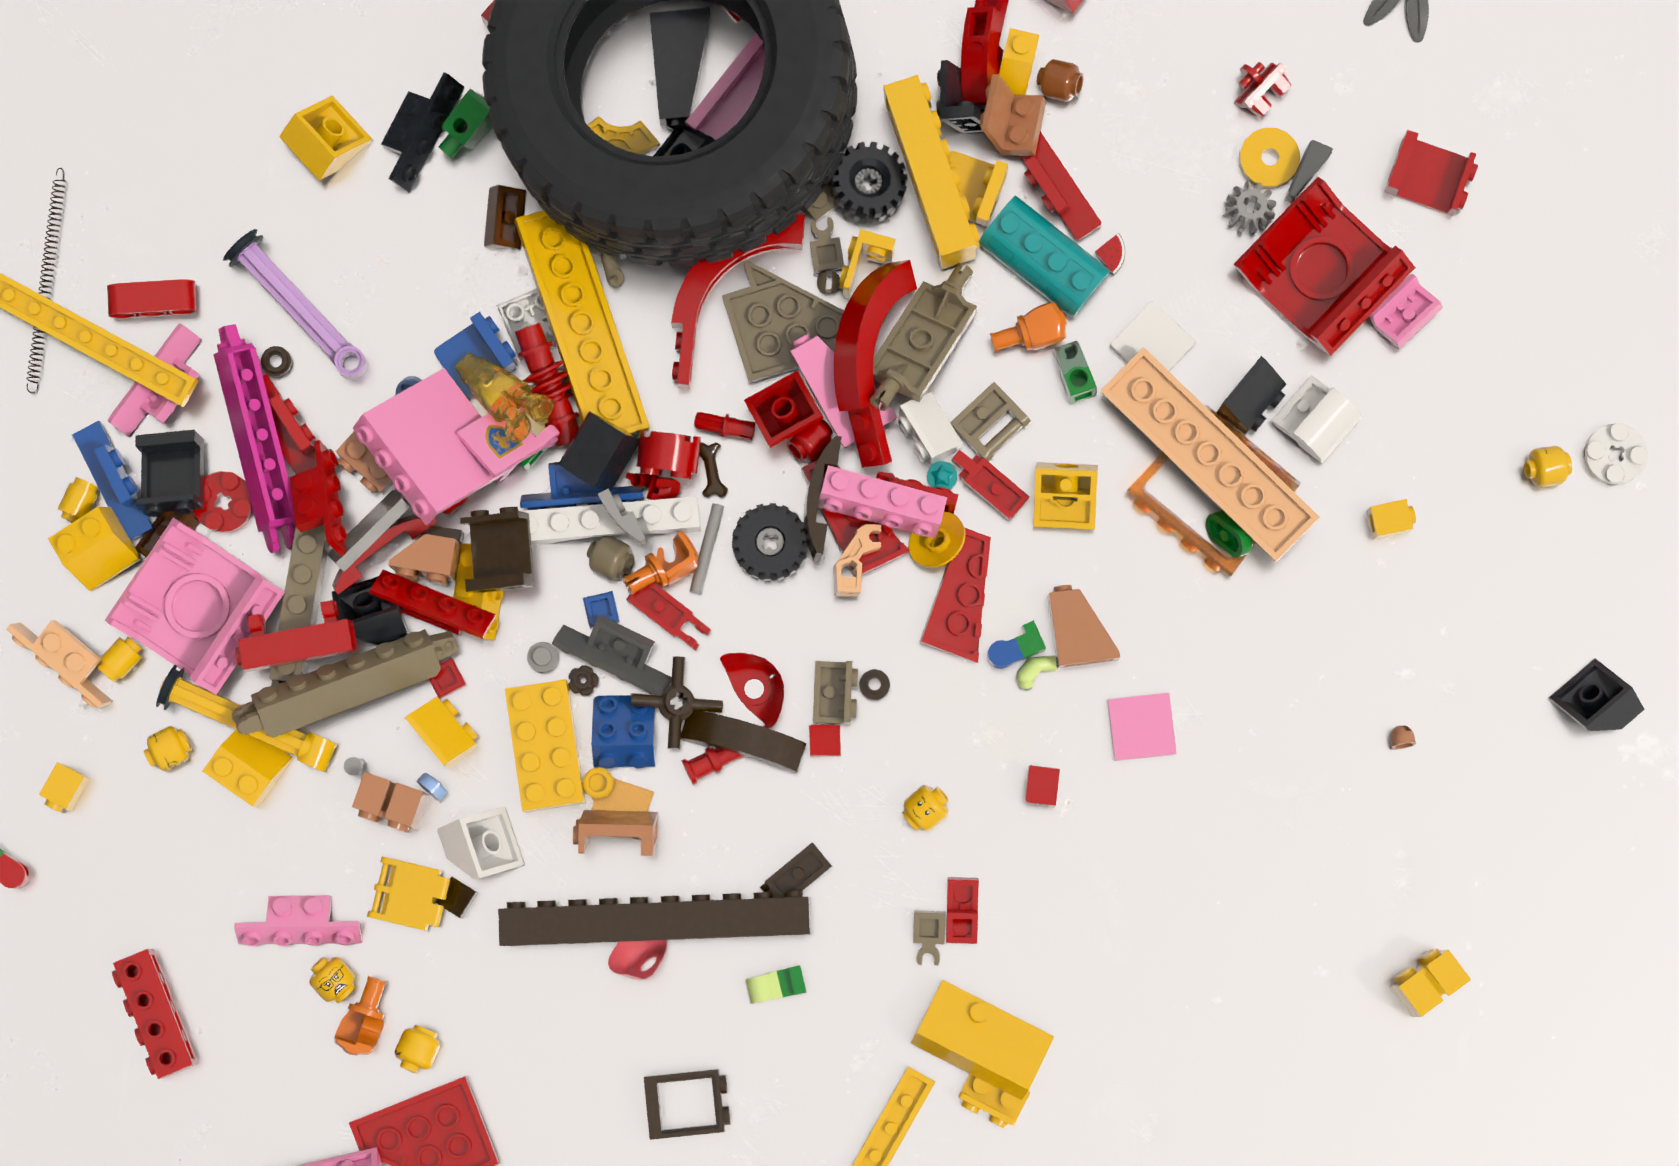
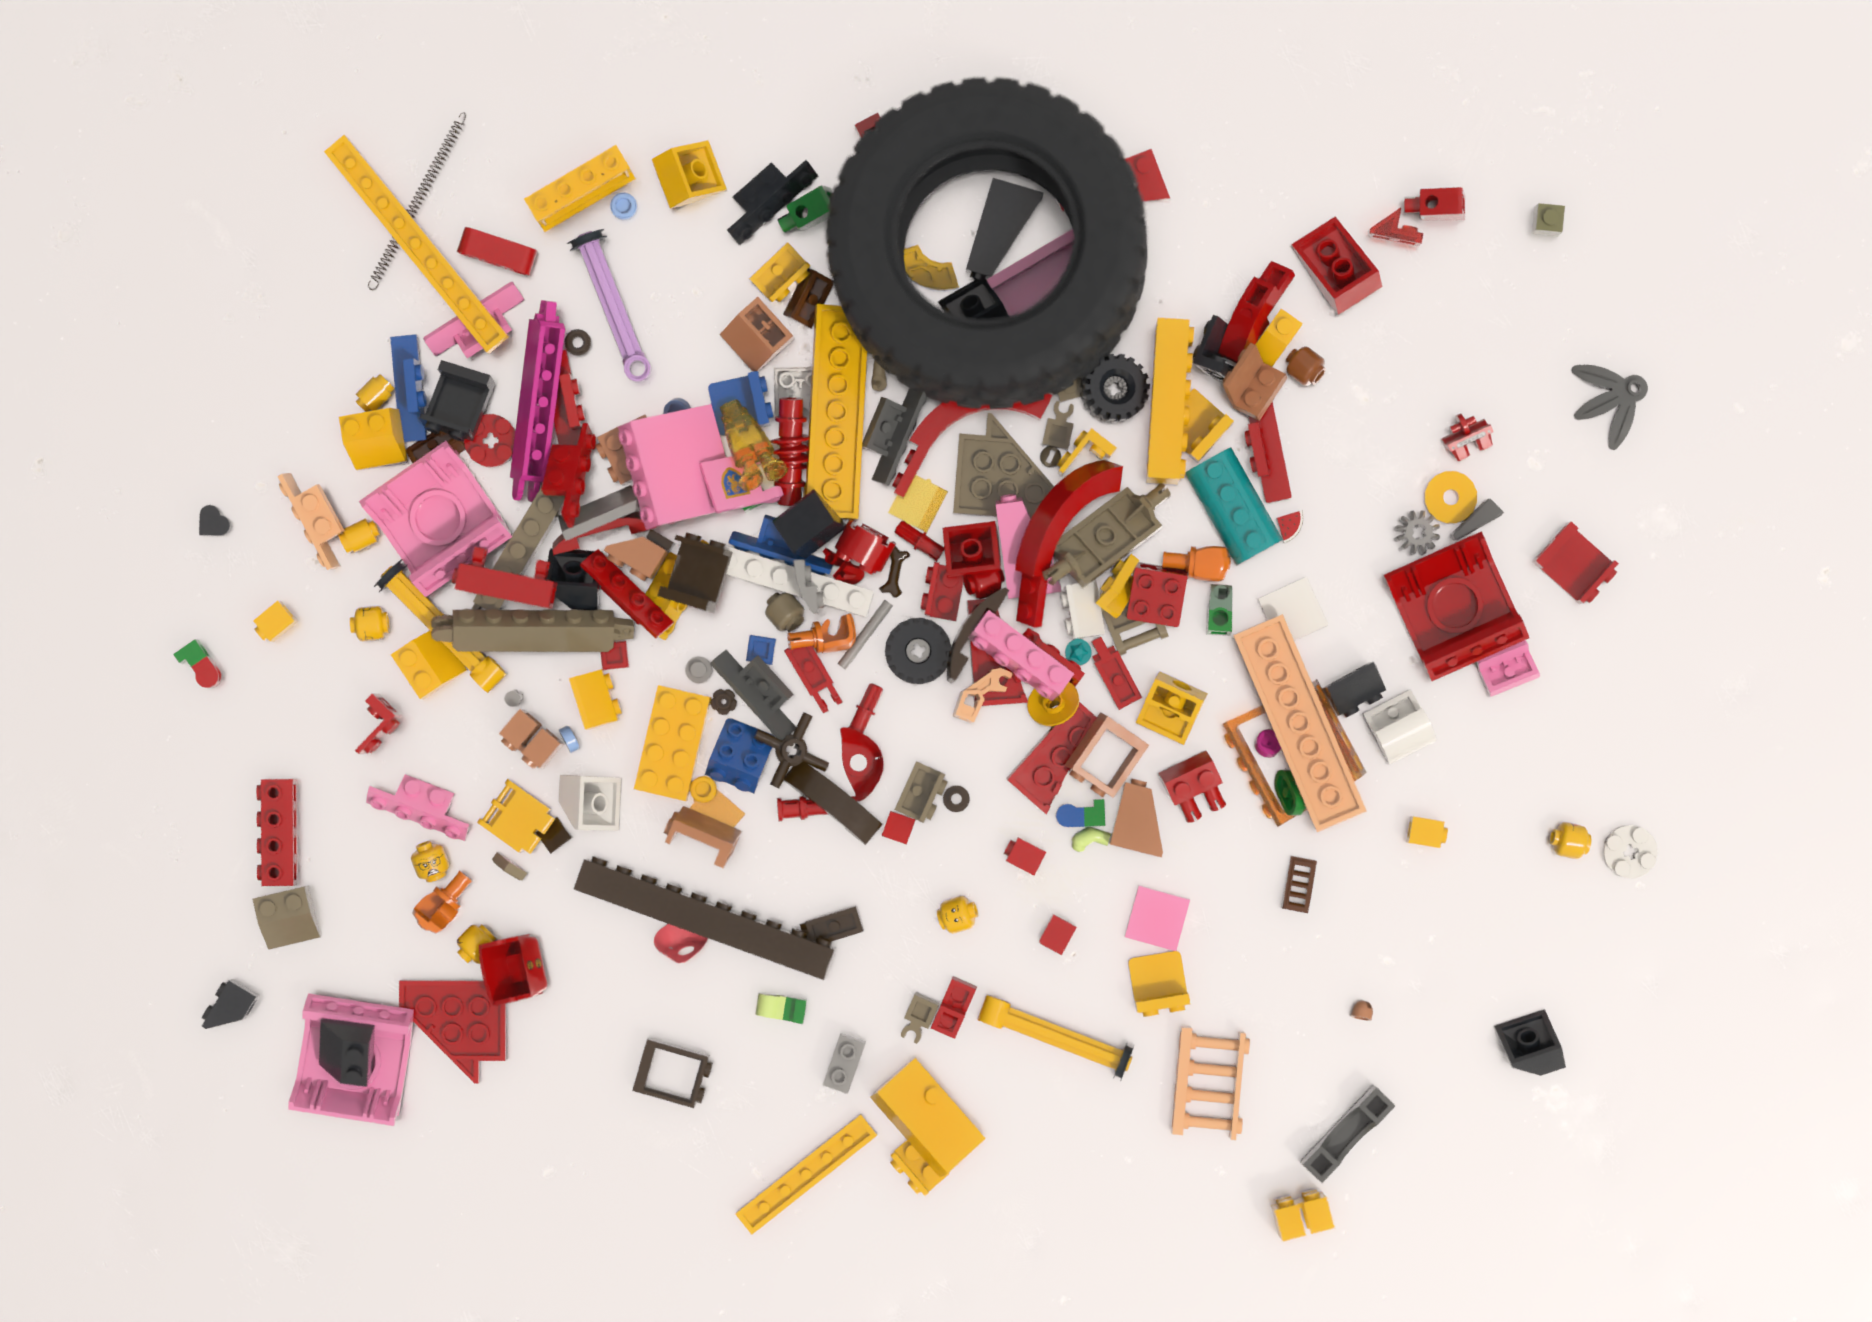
camera: 25 degrees right, 5 degrees up
(199, 1102) = (286, 917): none -> dark tan slope
(214, 195) = (580, 188): none -> yellow window
(228, 849) = (379, 709): none -> bracket
(269, 199) = (623, 206): none -> light blue tile
(420, 951) = (509, 867): none -> dark tan tile
(463, 201) = (780, 272): none -> yellow bracket
(464, 276) = (756, 335): none -> nougat slope
(466, 1058) = (512, 969): none -> red piece
(648, 321) = (891, 431): none -> dark grey bracket
(709, 387) = (919, 503): none -> clear yellow piece
(739, 625) = (866, 708): none -> red axle
(774, 471) = (943, 593): none -> red bracket
(868, 1017) = (844, 1063): none -> light grey brick
(957, 388) = (1118, 587): none -> yellow bracket
(972, 715) = (1024, 855): none -> brick
(998, 540) = (1088, 743): none -> window
(1001, 381) = (1157, 594): none -> red bracket
(1016, 896) = (1001, 1014): none -> yellow piece
(1115, 564) = (1190, 779): none -> brick
(1171, 794) = (1158, 983): none -> yellow bracket
(1184, 492) = (1267, 743): none -> dark pink tile
(1248, 902) = (1187, 1068): none -> light nougat fence
(1285, 654) = (1289, 882): none -> reddish brown slope
(1440, 874) = (1346, 1133): none -> dark grey arch

